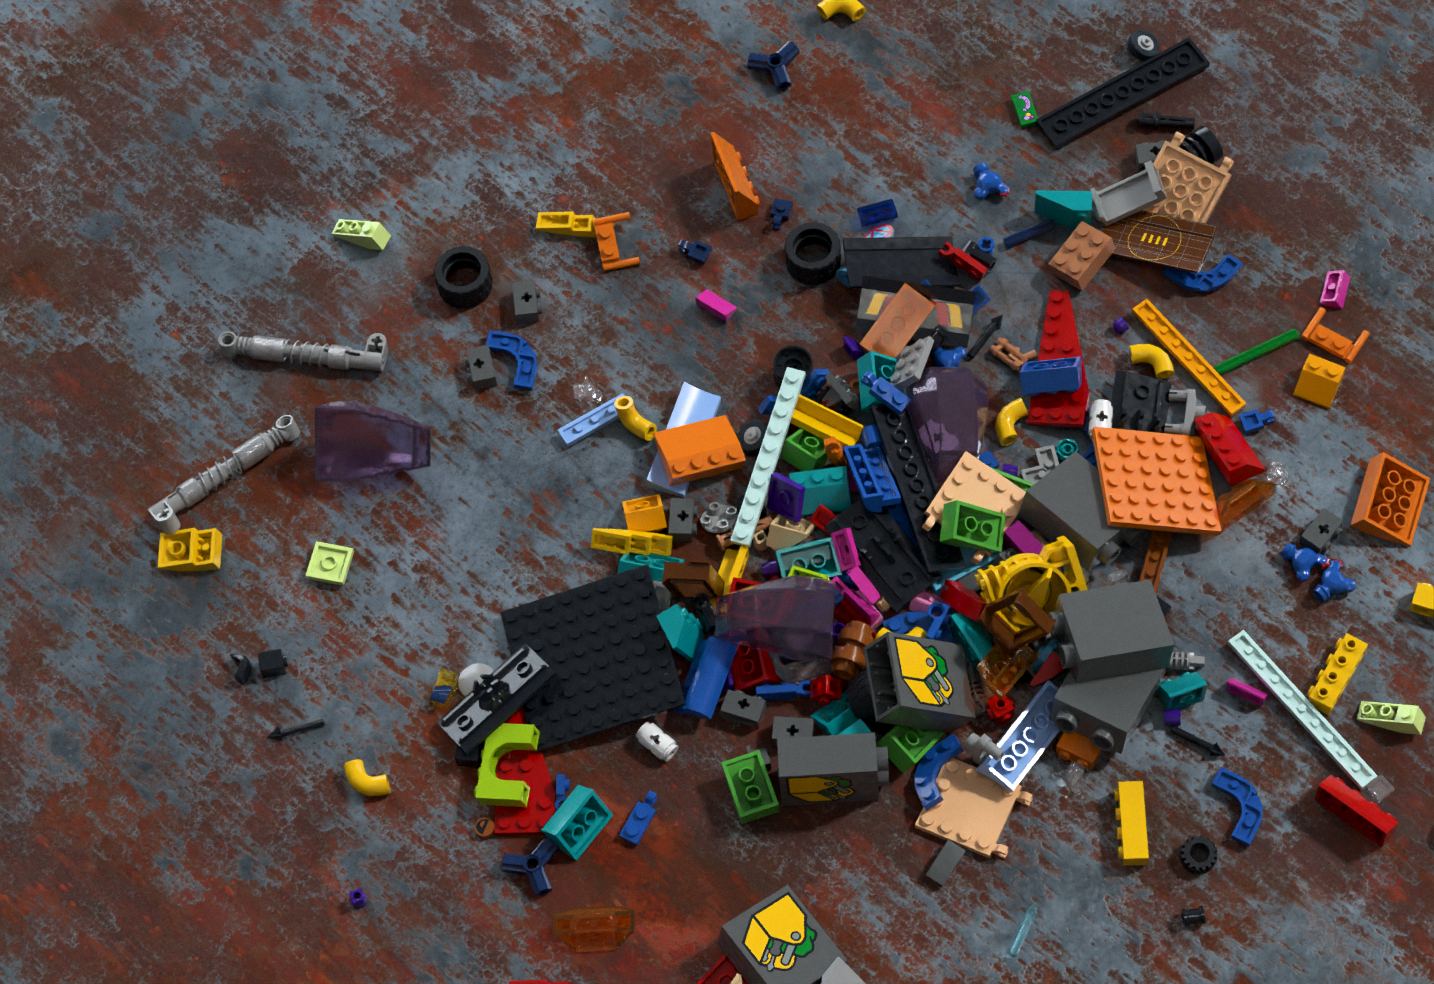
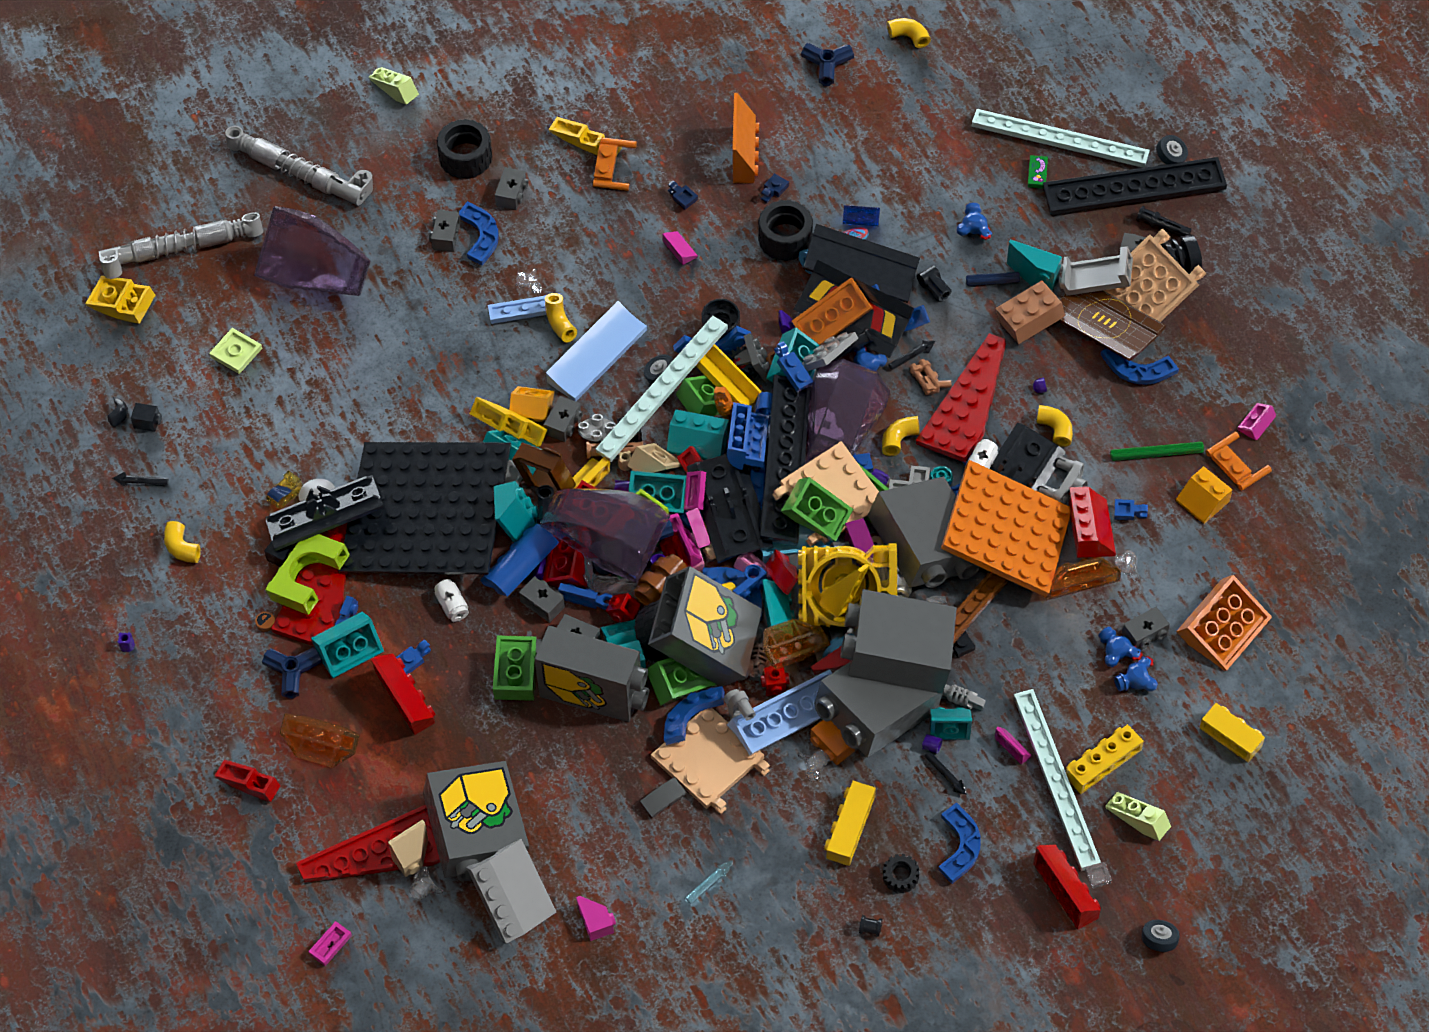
camera: 15 degrees right, 5 degrees down
(654, 851) = (403, 693): none -> red slope
(699, 450) = (604, 364): orange slope -> none
(785, 497) = (662, 429): dark purple plate -> none
(964, 261) = (921, 283): red plate -> none
(986, 240) = (948, 271): blue bush -> none
(1004, 635) = (803, 613): reddish brown piece -> none
(1032, 68) = (1060, 138): none -> light aqua plate
(1051, 376) = (953, 405): blue slope -> none
(1189, 357) = (1091, 435): light orange plate -> none

